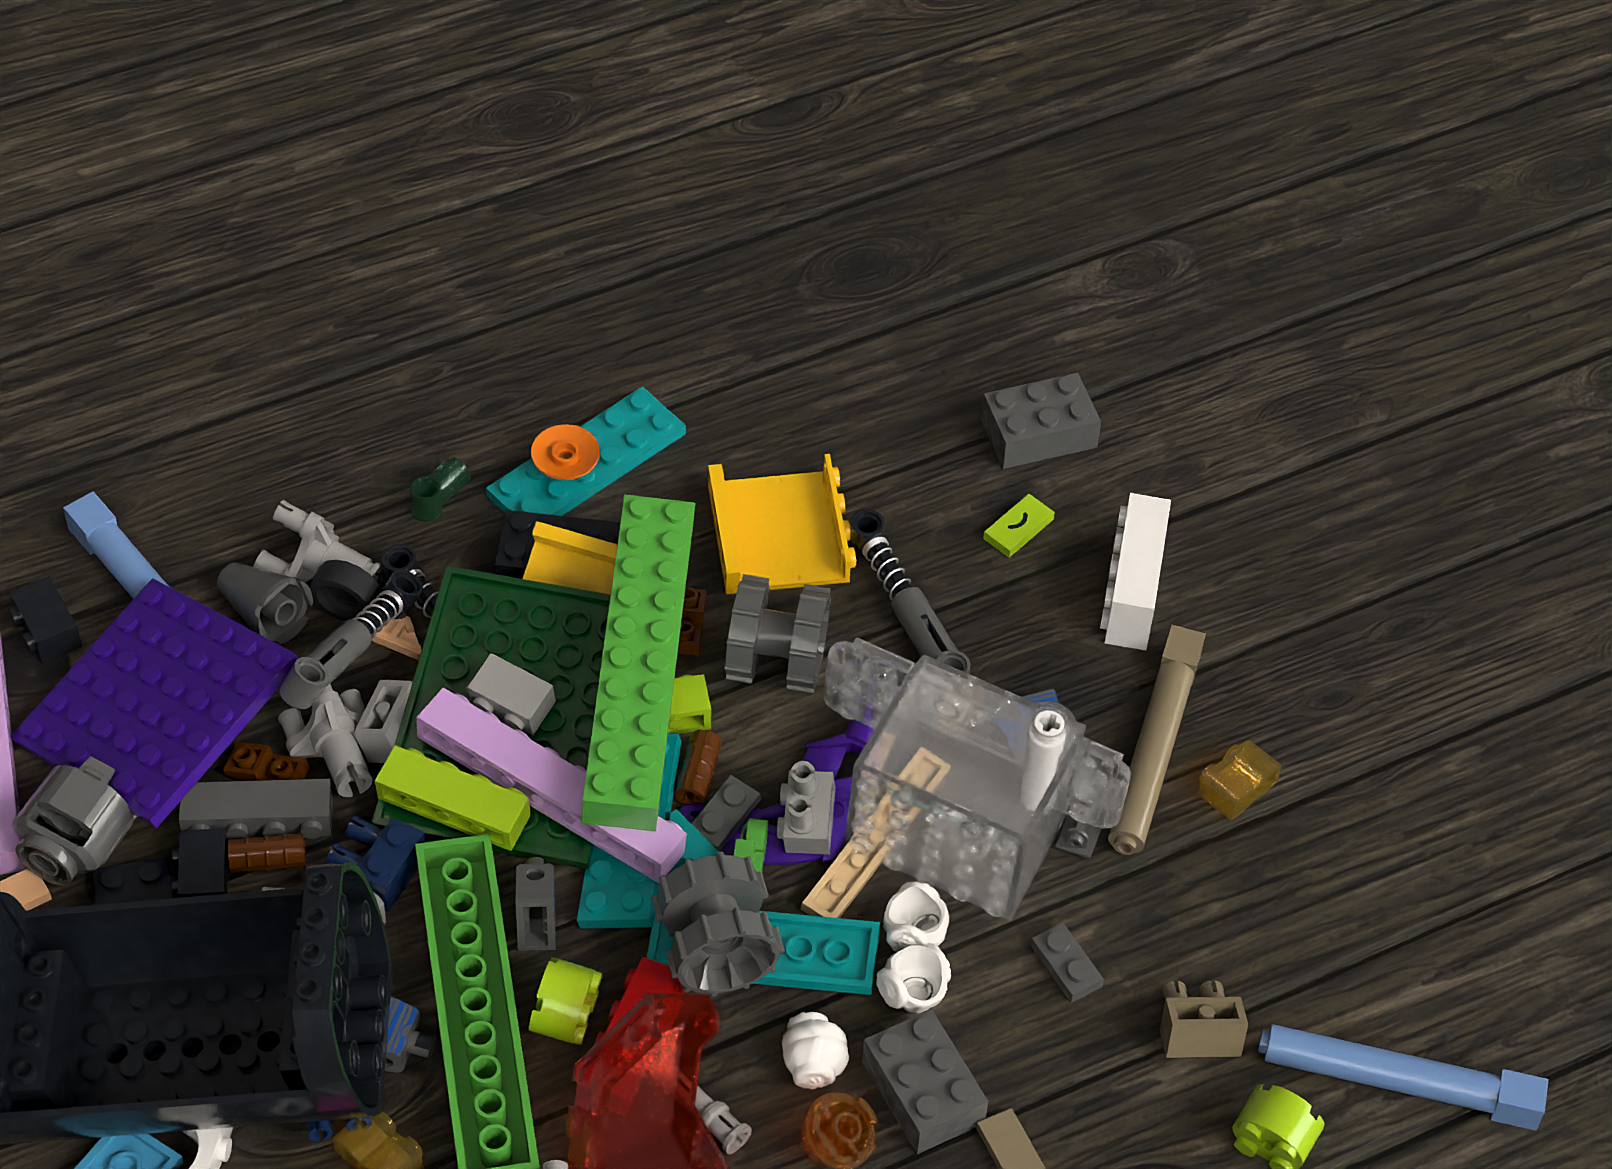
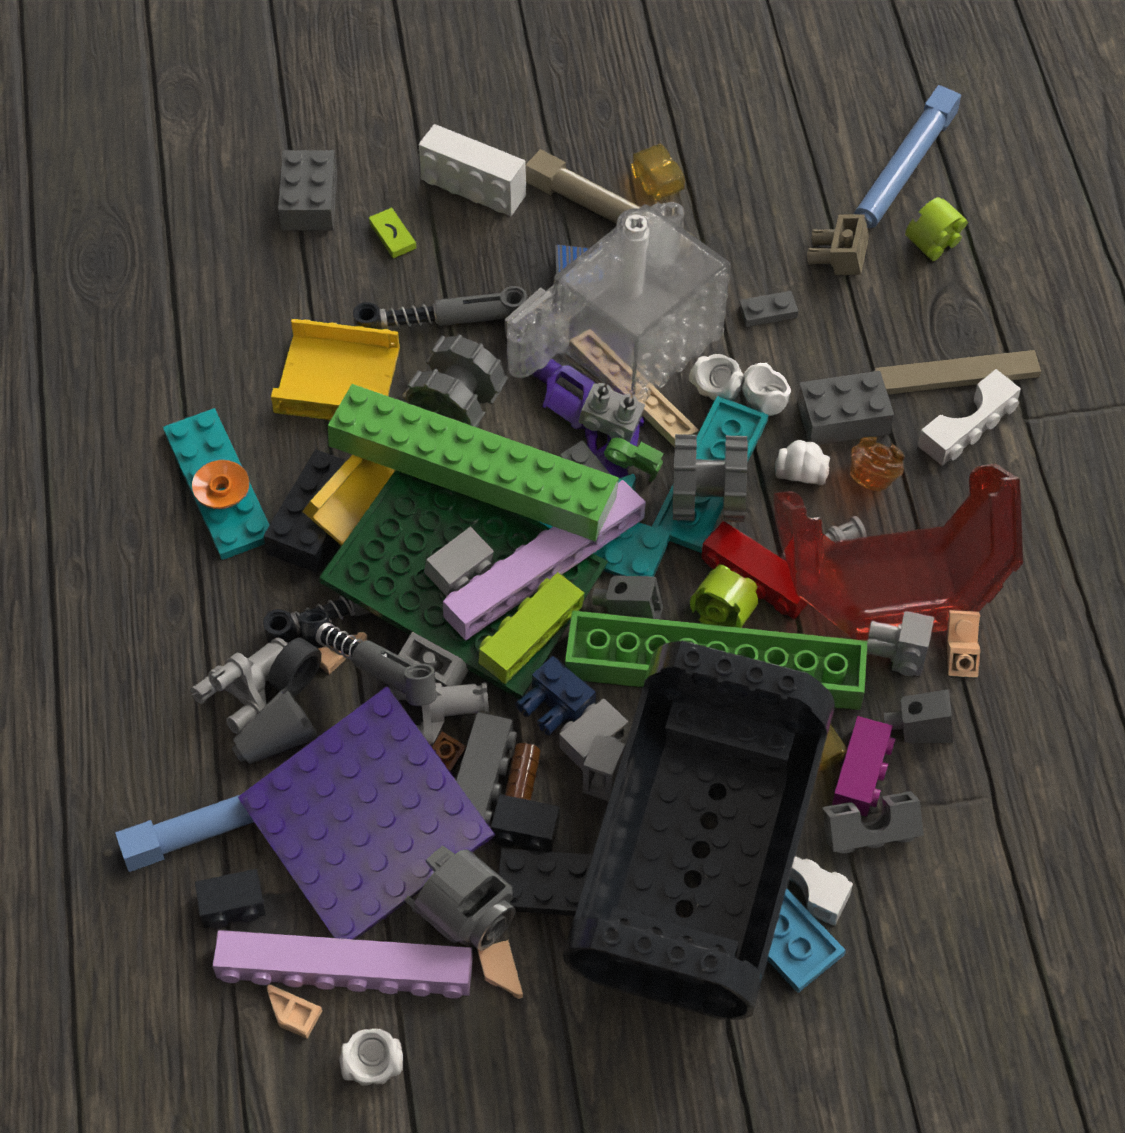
camera: 70 degrees left, 5 degrees up
(433, 491) = (208, 586): clear green piece -> none

